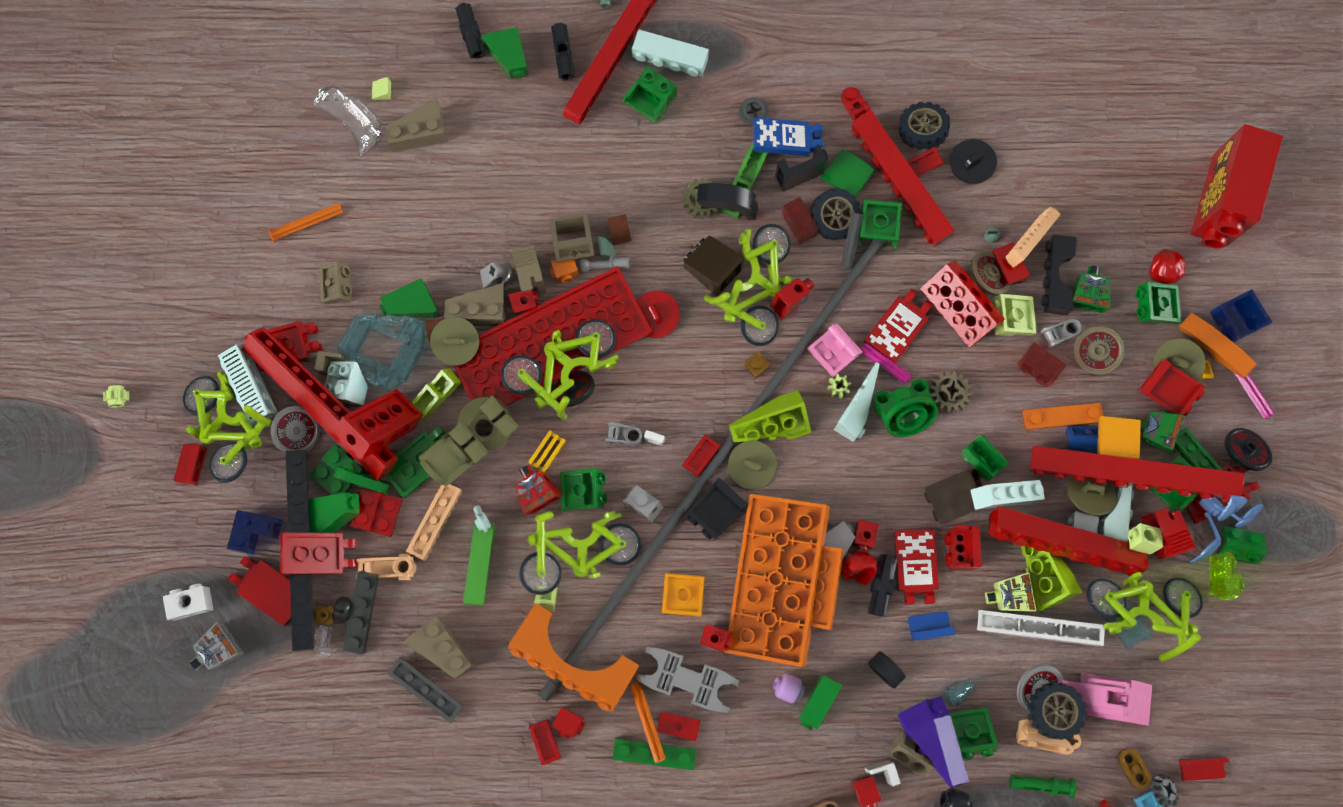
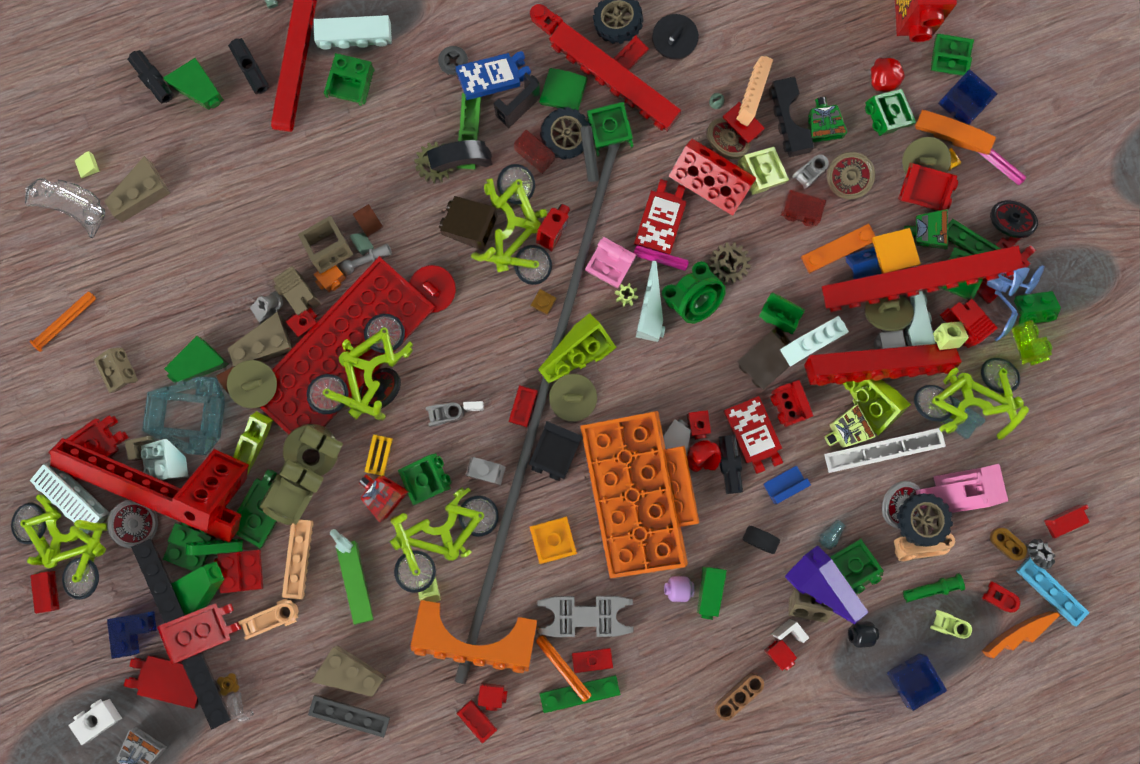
camera: 25 degrees left, 5 degrees up
(358, 612) = (258, 669): pearl dark grey plate -> none
(716, 638) = (598, 568): red brick -> none
(1239, 270) = (951, 54): none -> green slope

